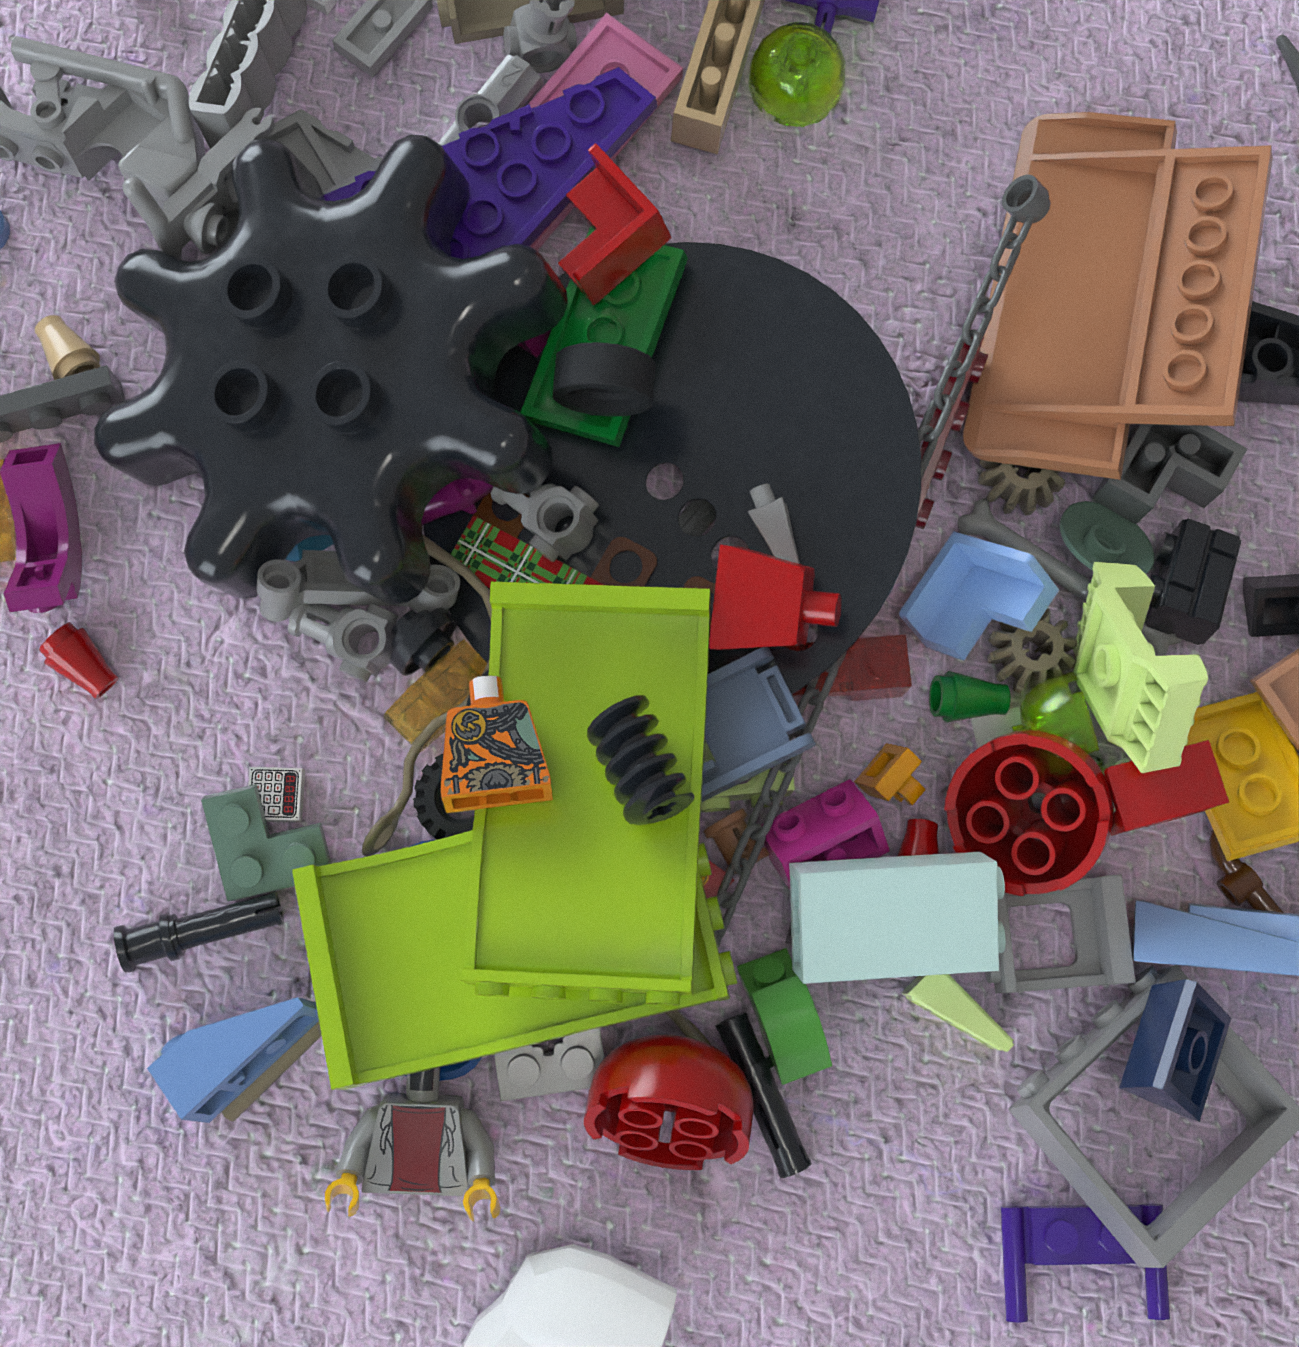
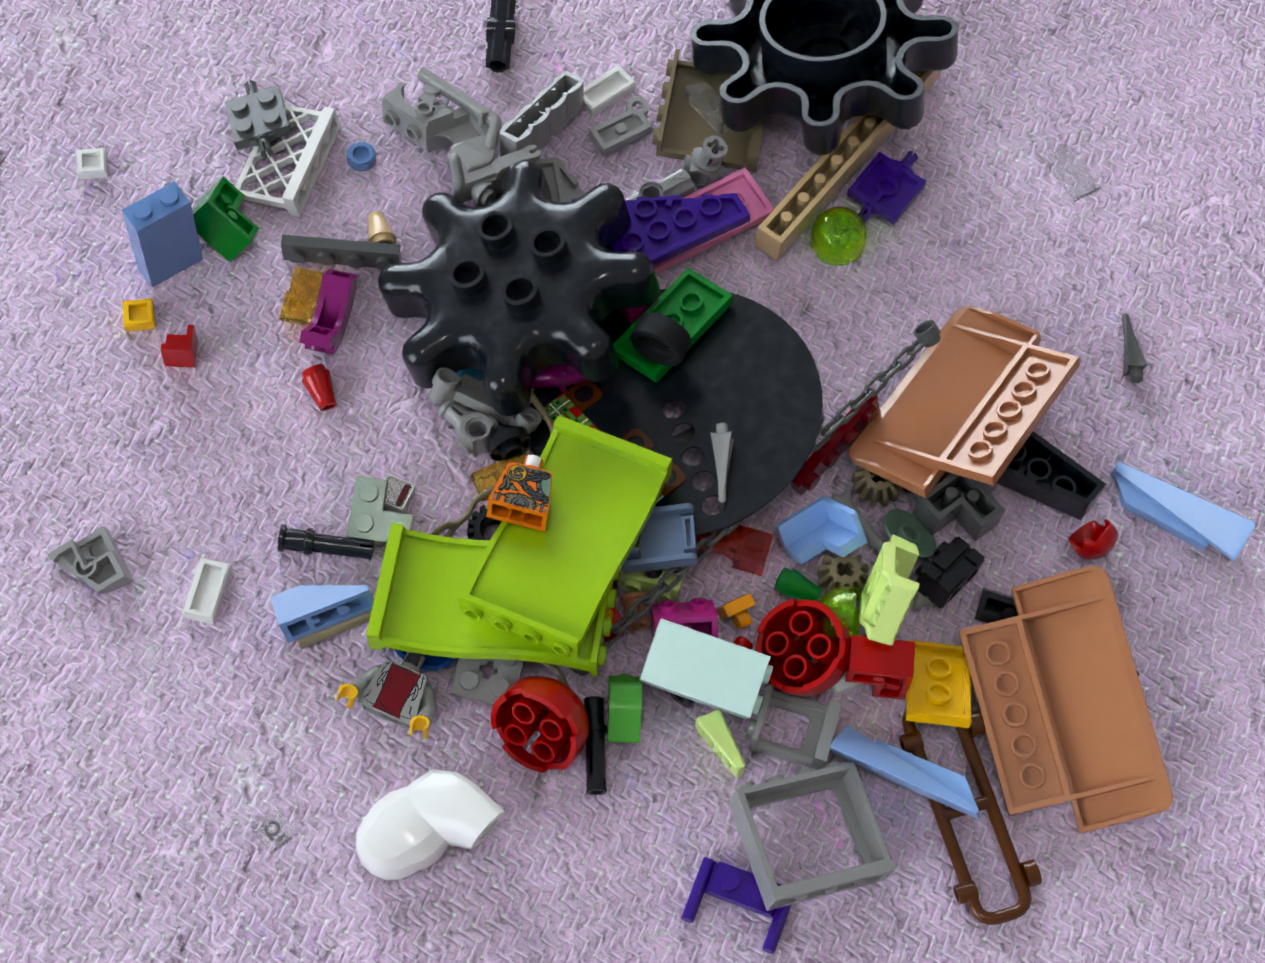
camera: 20 degrees right, 15 degrees down
(41, 1084) = (207, 590): none -> white tile
(543, 512) = (601, 399): light grey connector -> none
(624, 225) = (705, 271): red panel -> none
(634, 764) = (598, 525): black piece -> none
(766, 601) = (699, 479): red torso -> none
(1177, 1048) = (835, 797): dark blue slope -> none

